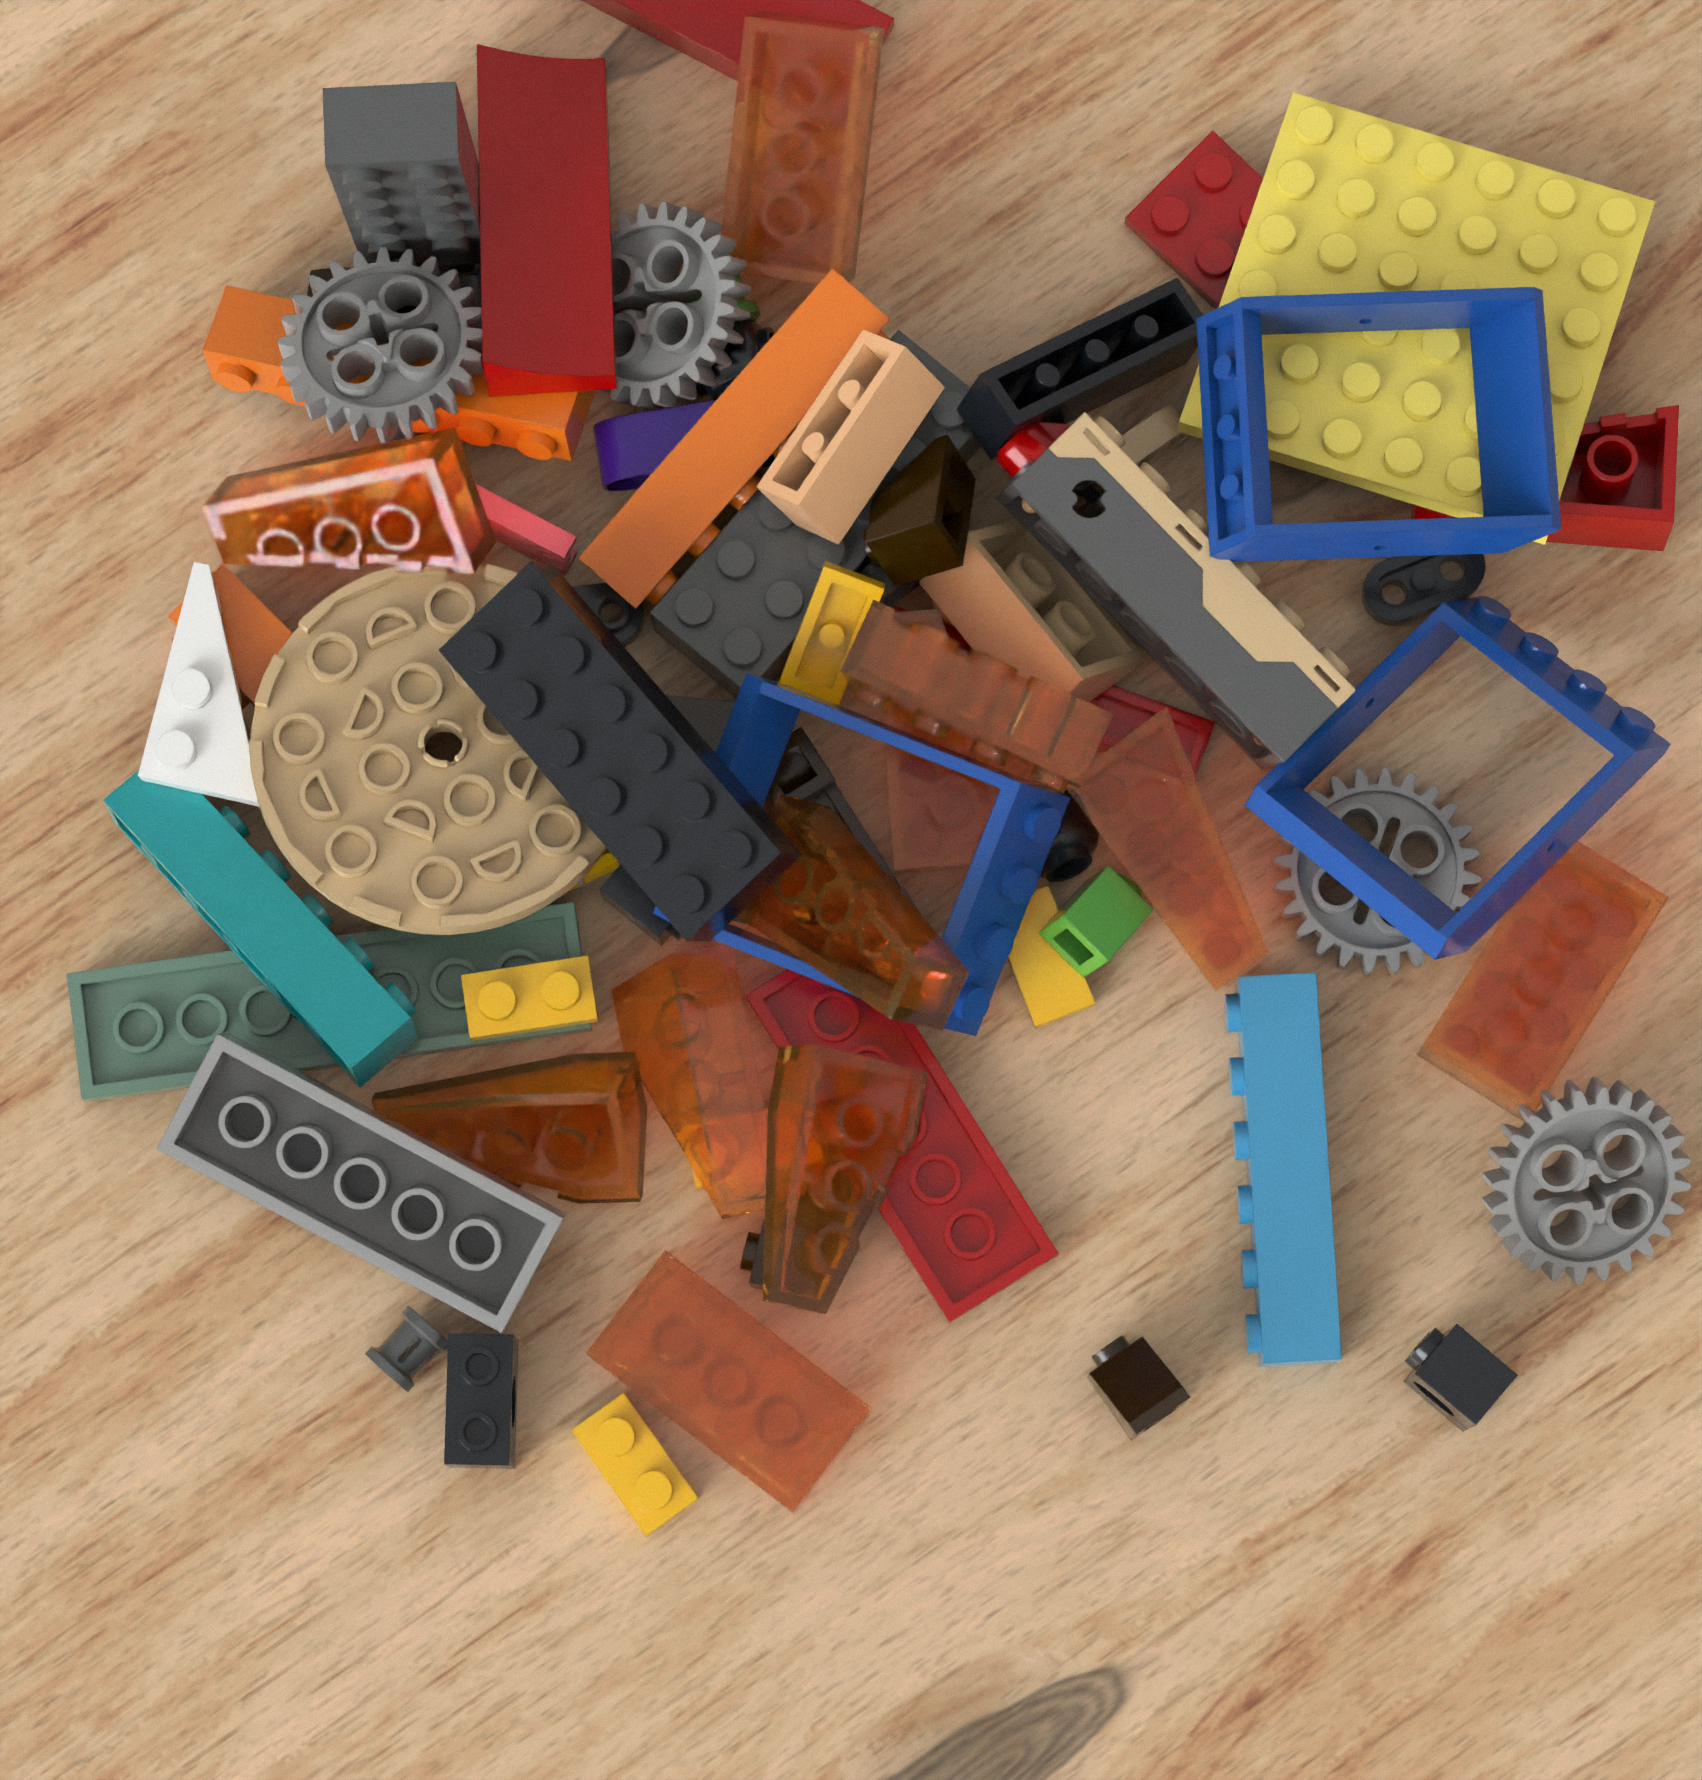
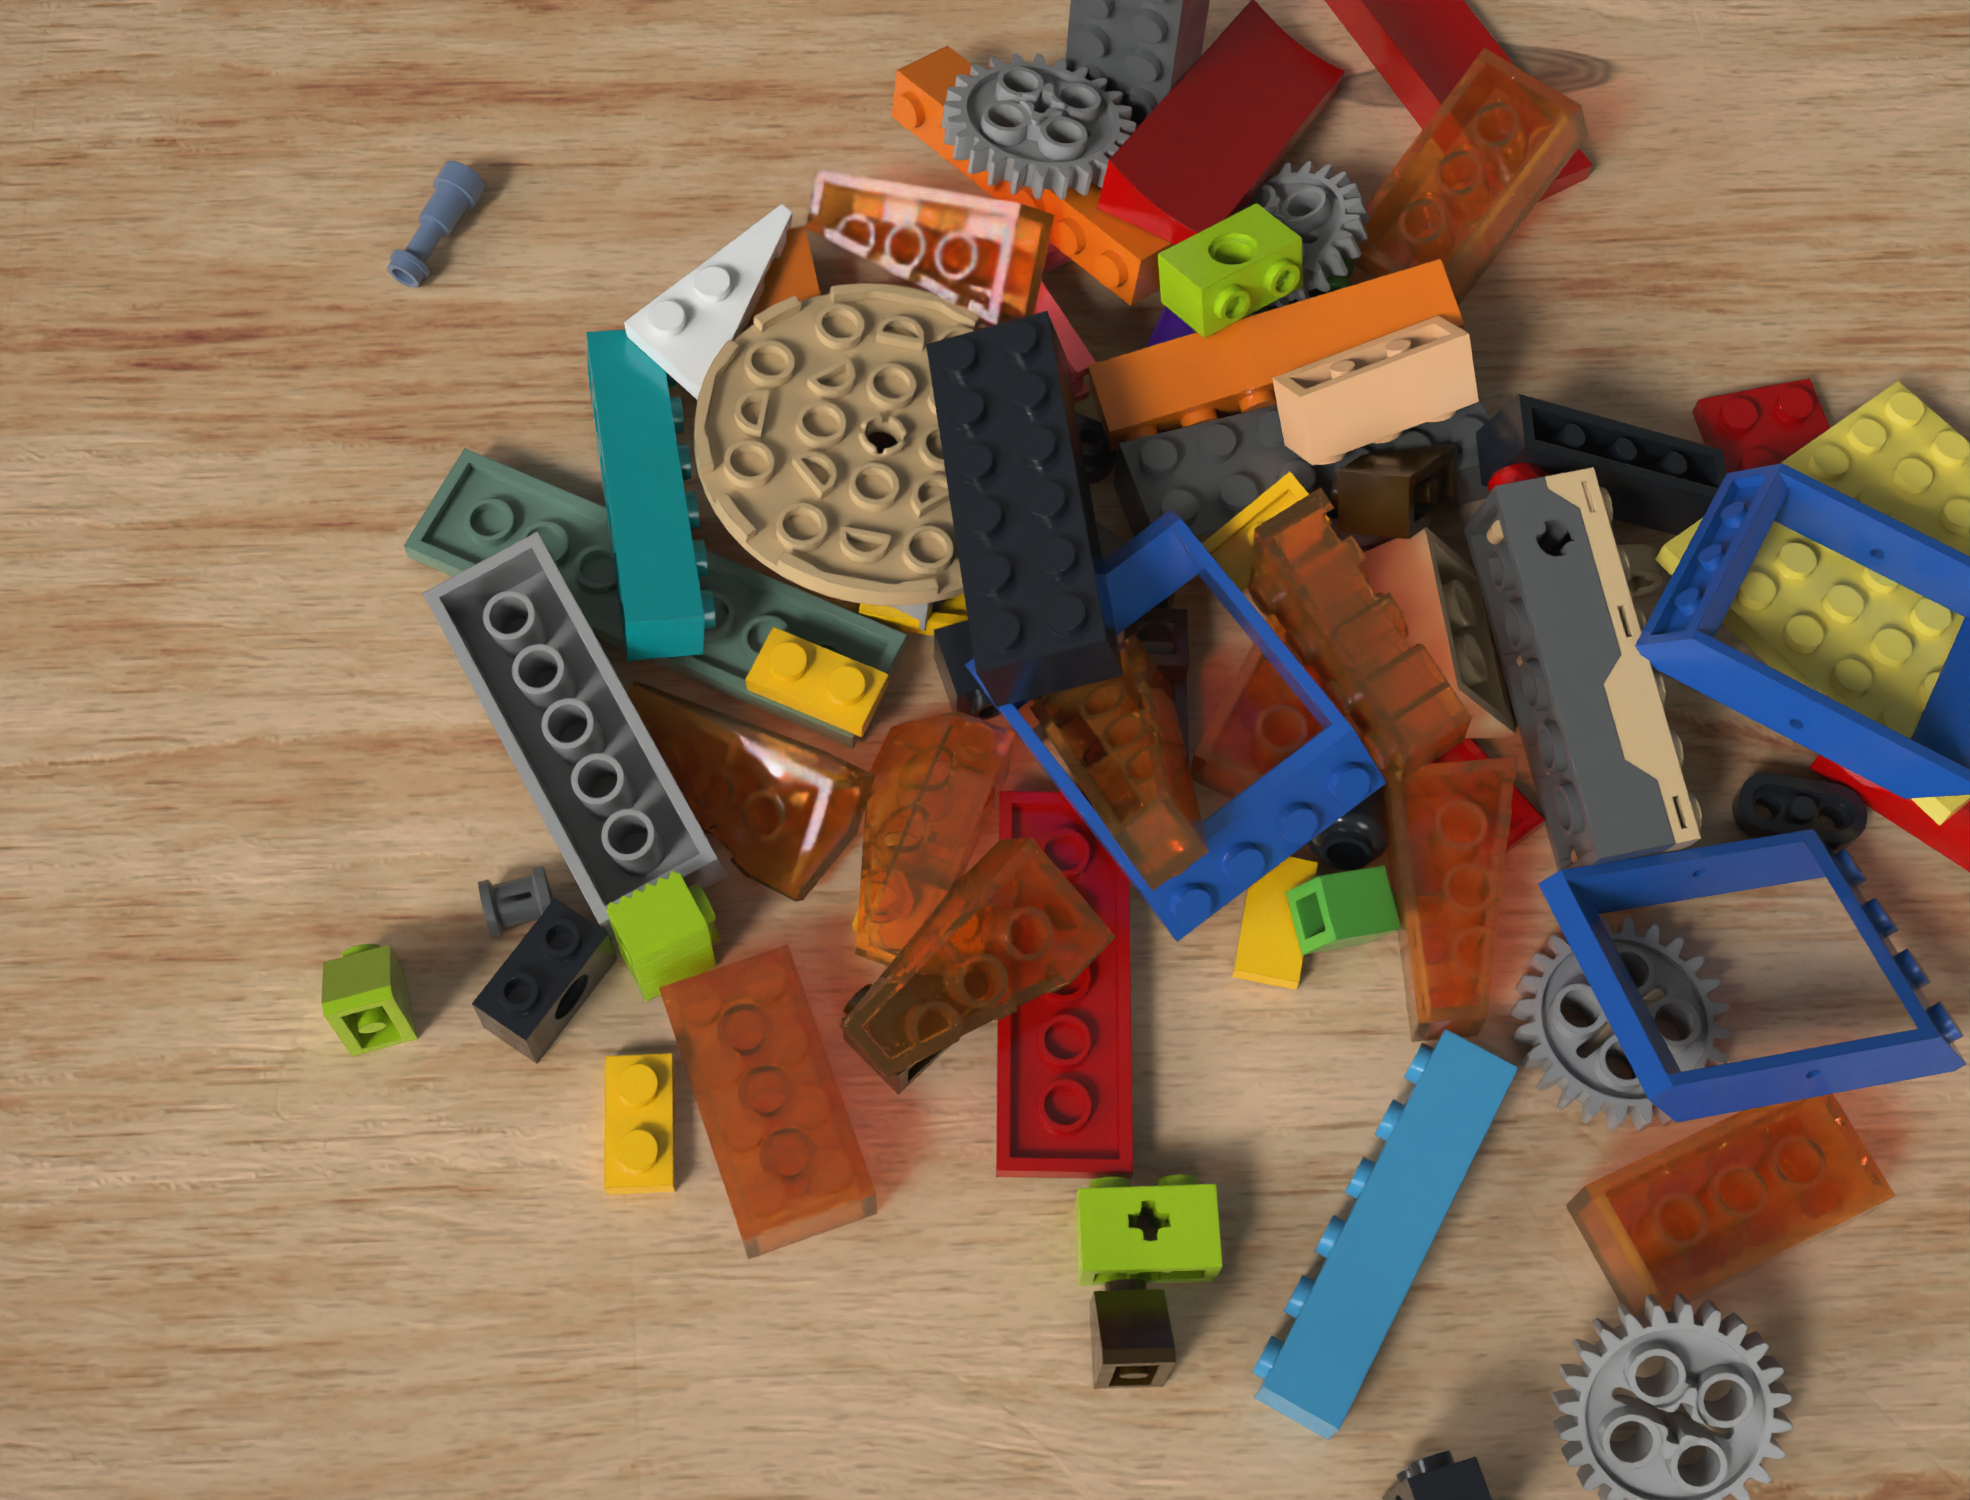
camera: 25 degrees right, 15 degrees down
(346, 1507) = (367, 999): none -> lime slope
(558, 1304) = (664, 933): none -> lime brick
(649, 361) = (1230, 270): none -> lime brick
(1136, 1289) = (1113, 1249): none -> lime brick

